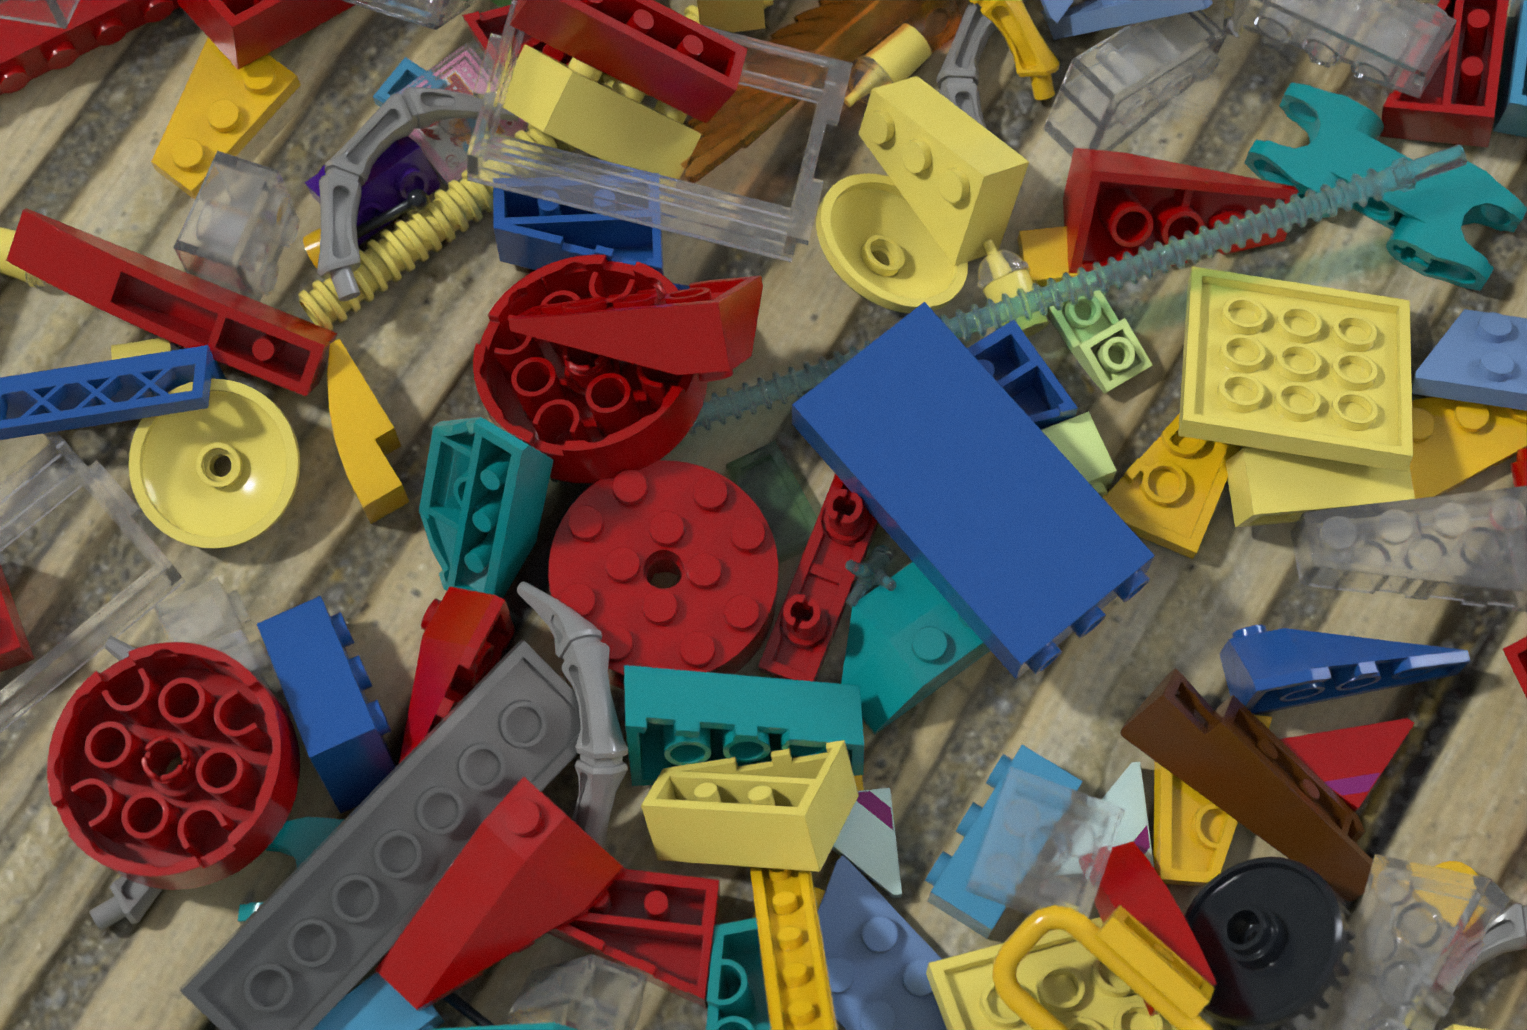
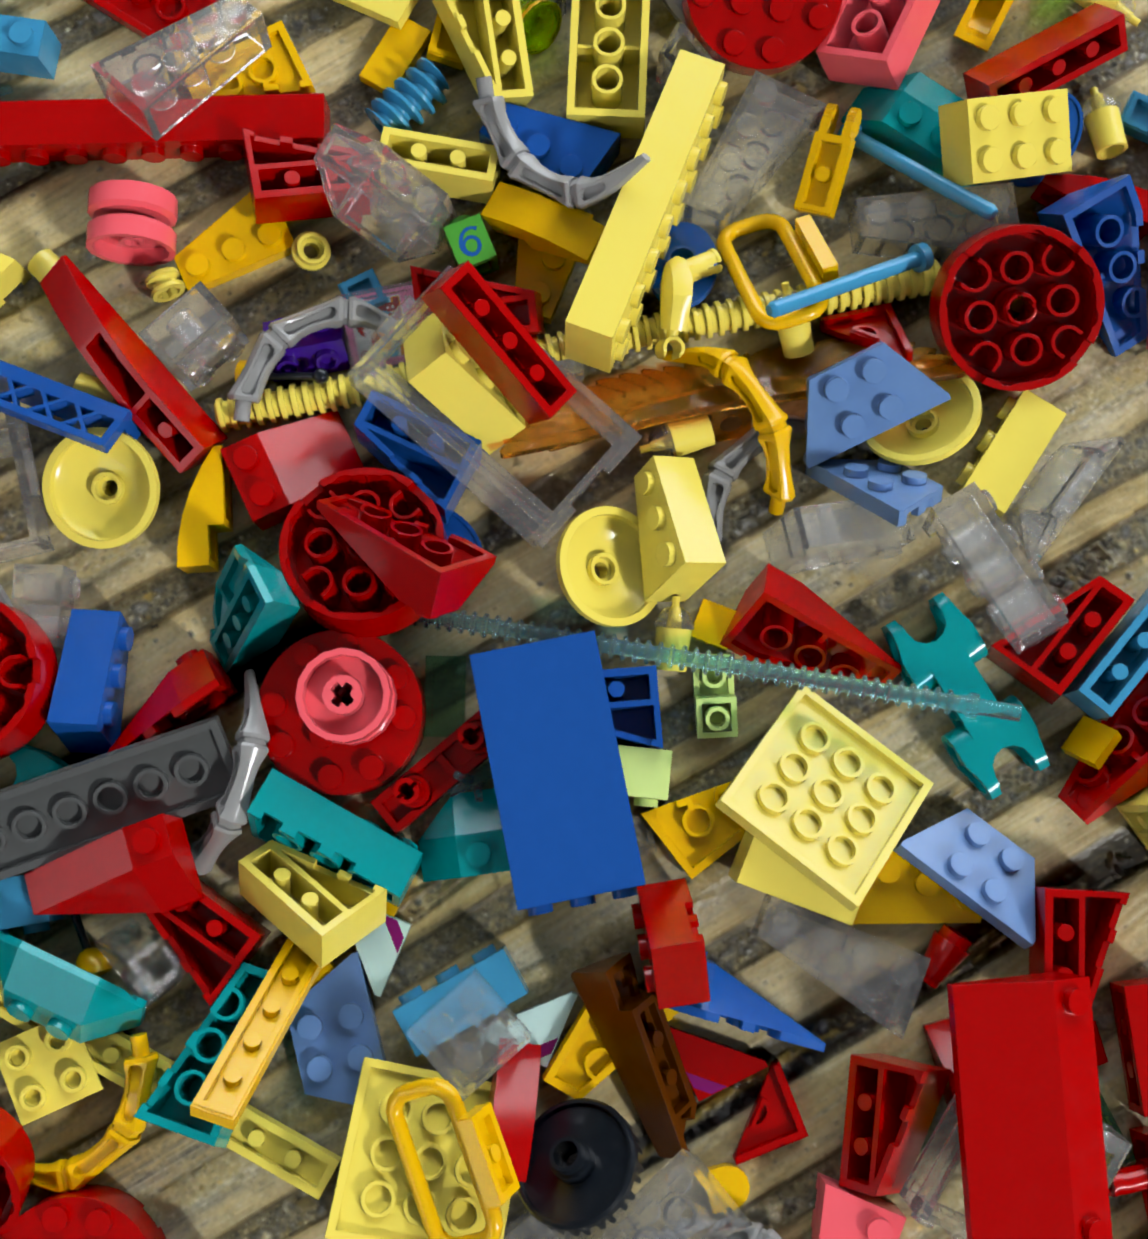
camera: 30 degrees right, 10 degrees up
(84, 138) = (131, 223): none -> coral wheel
(159, 196) = (165, 284): none -> light yellow bush
(324, 61) = (313, 239): none -> light yellow plate
(426, 329) = (287, 464): none -> red slope
(665, 498) = (321, 694): none -> coral wheel
(1224, 618) = (671, 944): none -> red wedge
(1456, 784) = (772, 1120): none -> red tile

